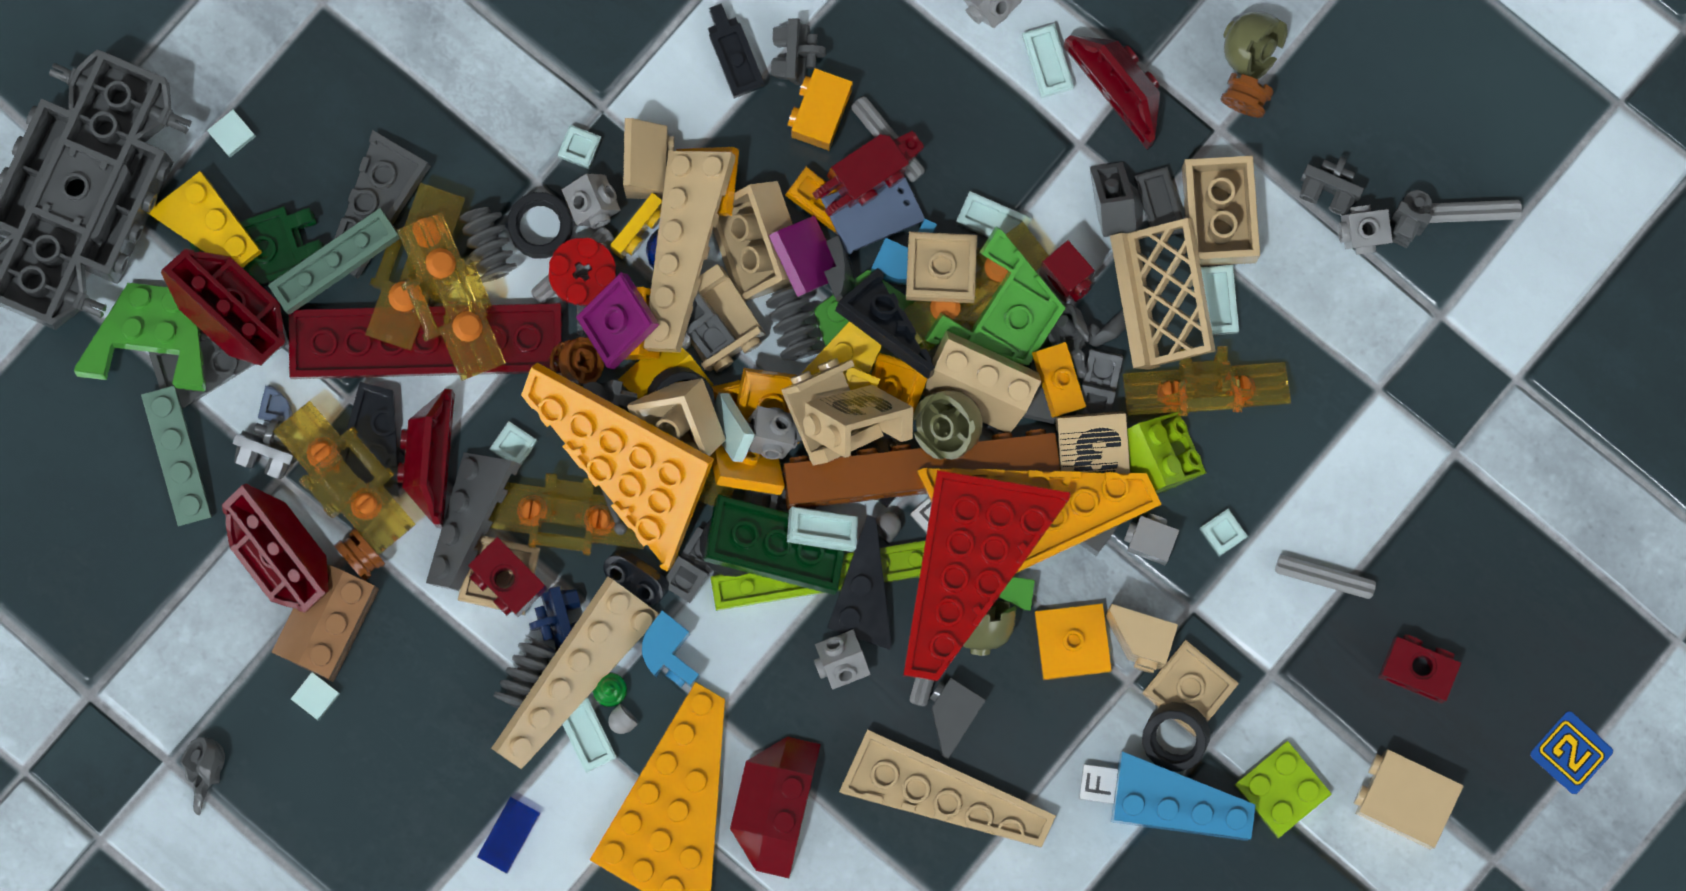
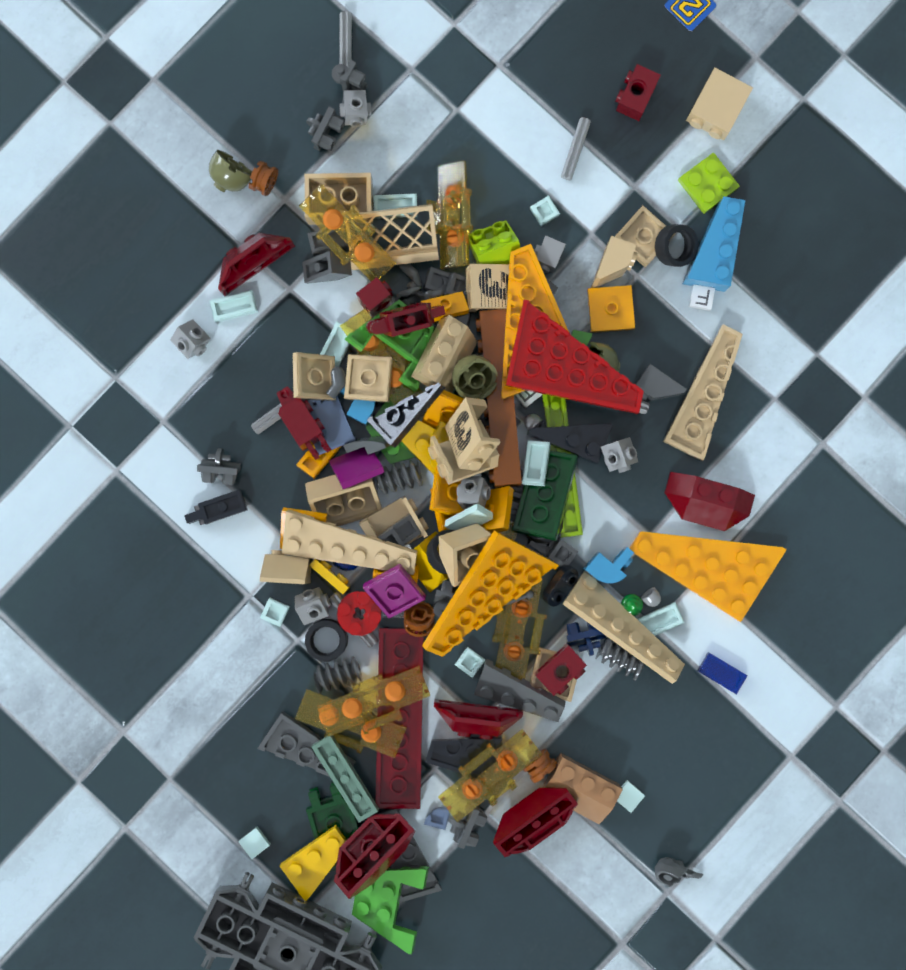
camera: 85 degrees left, 5 degrees up
(176, 455) = (469, 885): sand green plate -> none
(820, 109) = (258, 452): light orange brick -> none
(934, 222) = (338, 382): none -> dark grey arm
(940, 186) = (312, 375): none -> tan plate
(1030, 316) = (405, 319): none -> dark red hinge
(1165, 230) = (352, 228): none -> clear yellow piece

